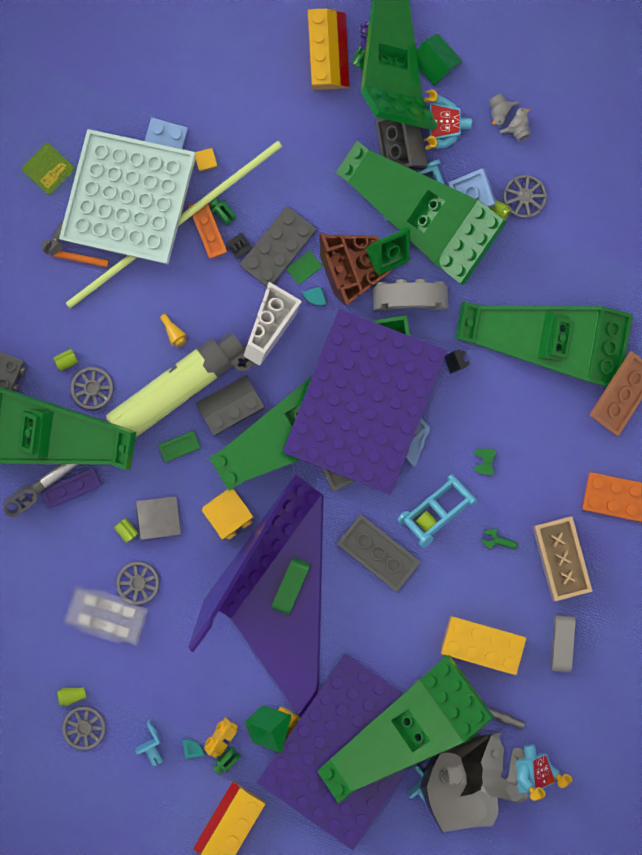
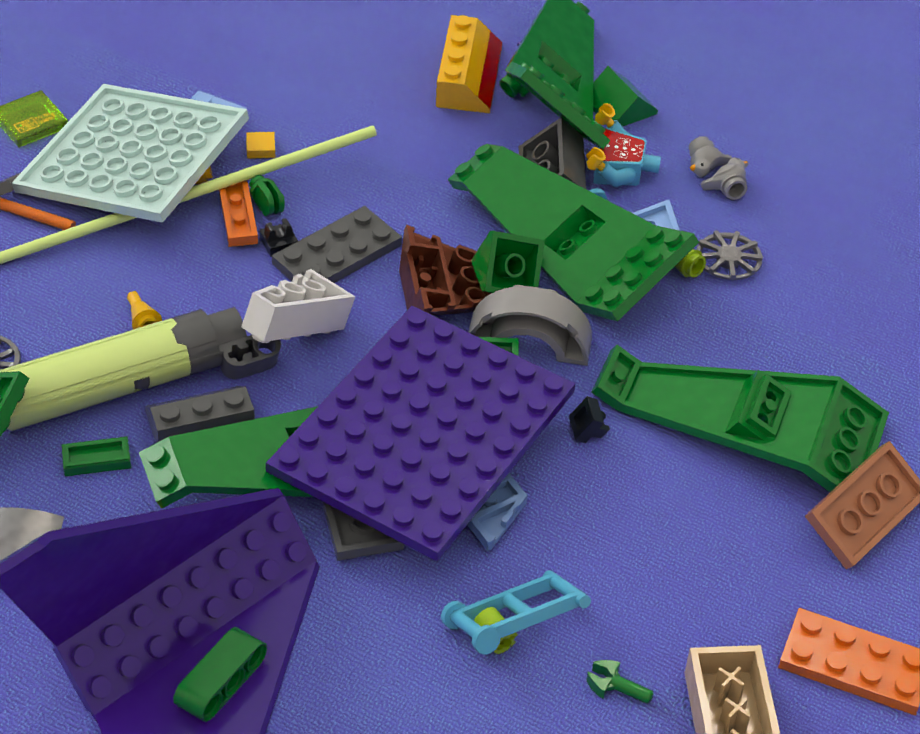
camera: 10 degrees right, 40 degrees down
(304, 267) = (370, 281): green sticker -> none
(315, 296) = (377, 311): teal tile -> none
(378, 552) = (396, 660): dark grey plate -> none
(487, 455) = (614, 575): green piece -> none

